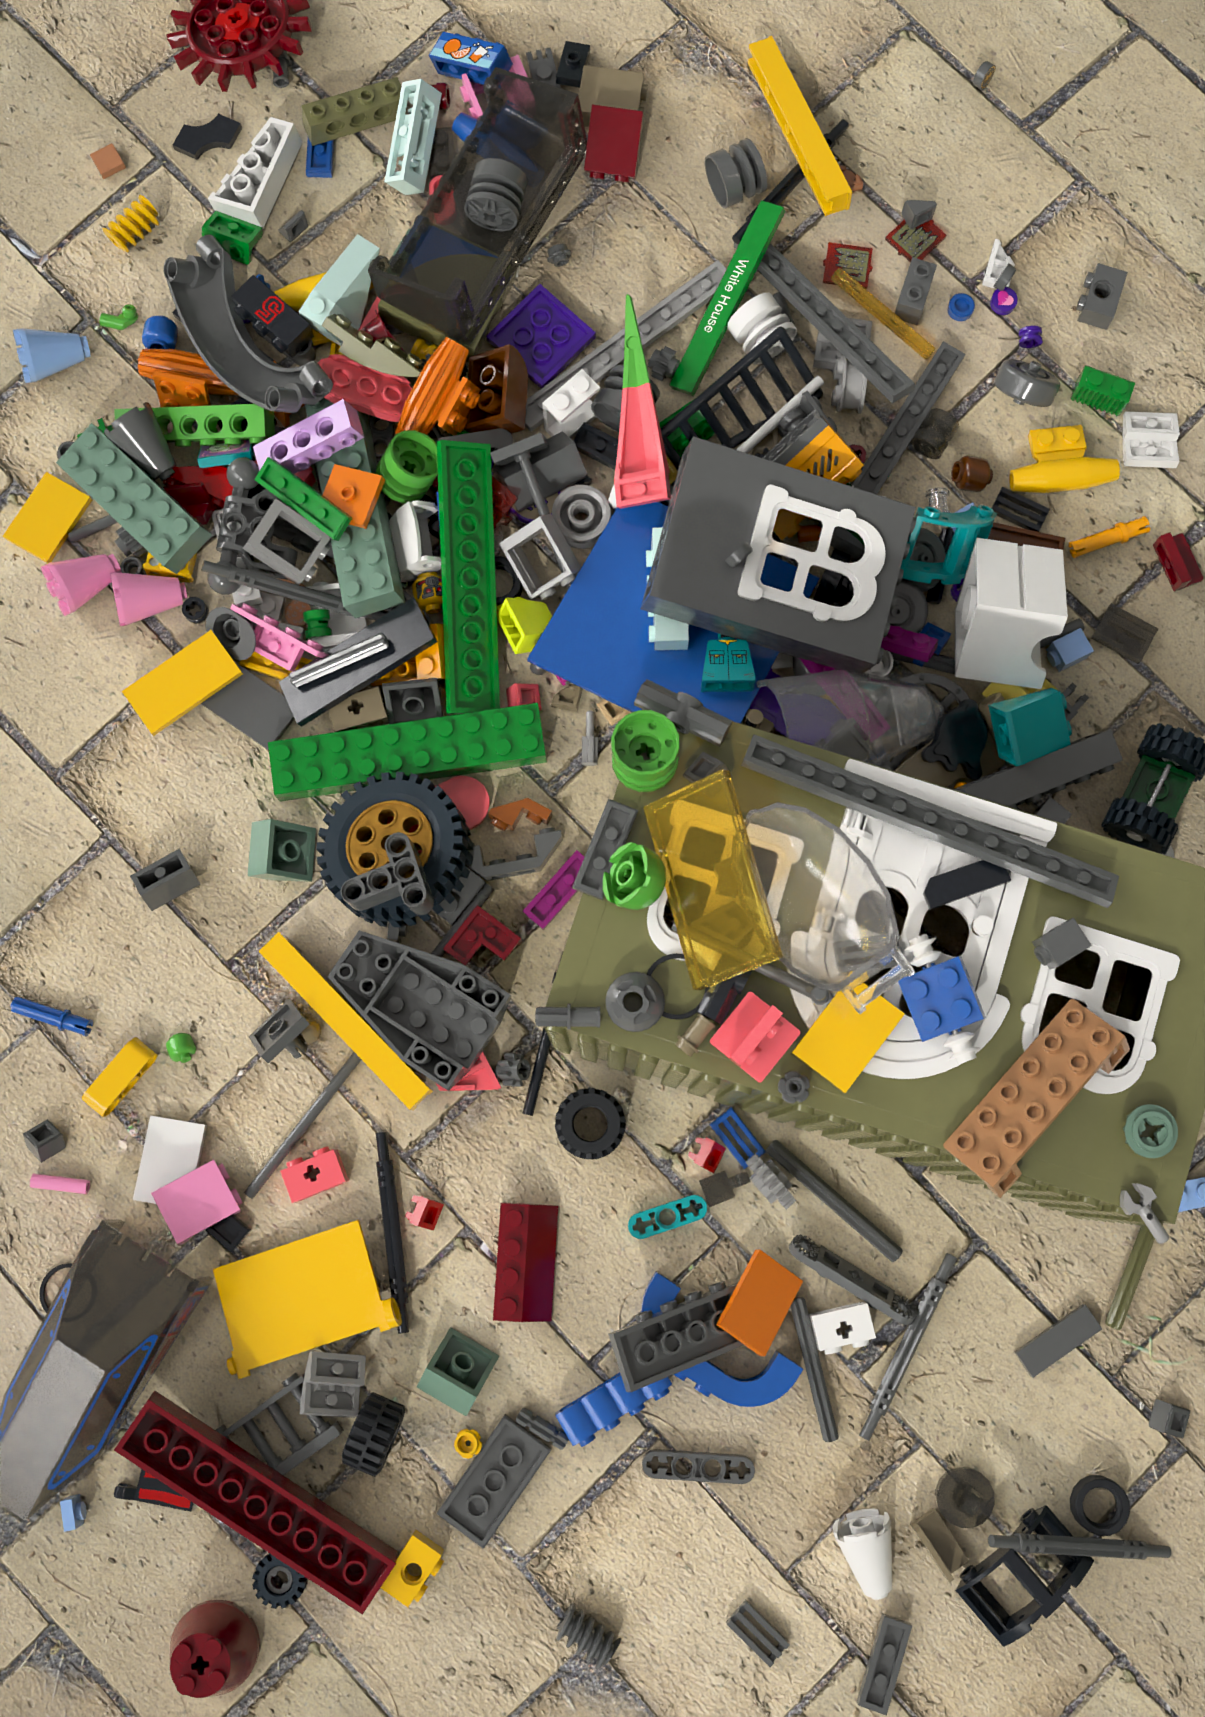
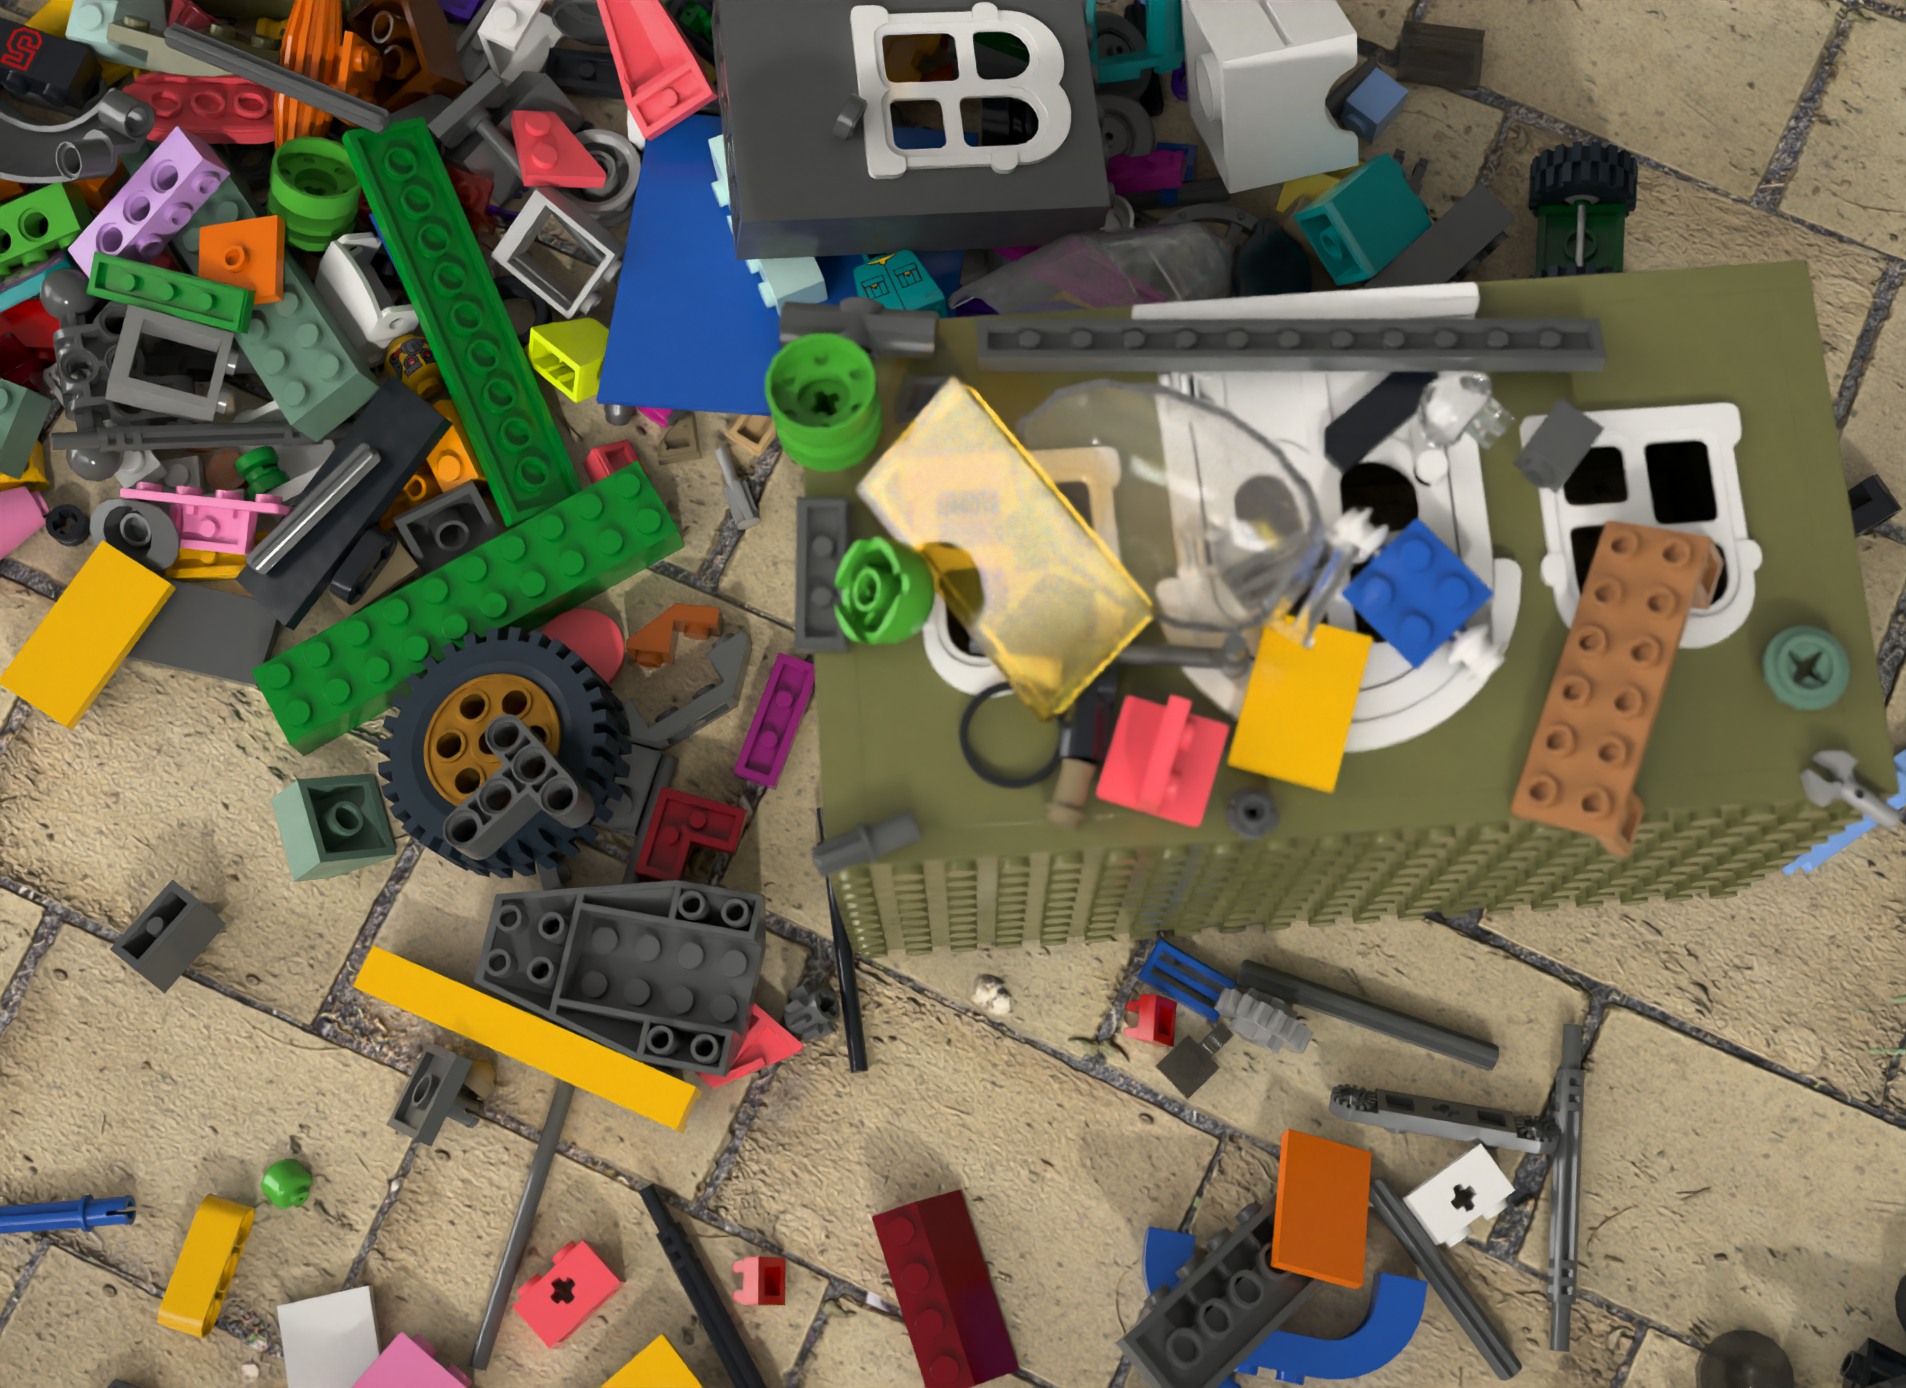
camera: 20 degrees left, 5 degrees down
(355, 705) = (363, 565): none -> black beam
(412, 390) = (277, 78): none -> dark grey axle
(558, 493) = (552, 153): none -> coral wing
(565, 1123) = (959, 1005): black tyre -> none
(652, 997) = (983, 797): dark grey piece -> none
(671, 1205) = (1148, 1107): teal beam -> none
(1013, 897) = (1460, 405): none -> clear piece
(1058, 1340) = (1779, 1087): dark grey tile -> none
(1130, 1278) = (1842, 948): olive axle -> none

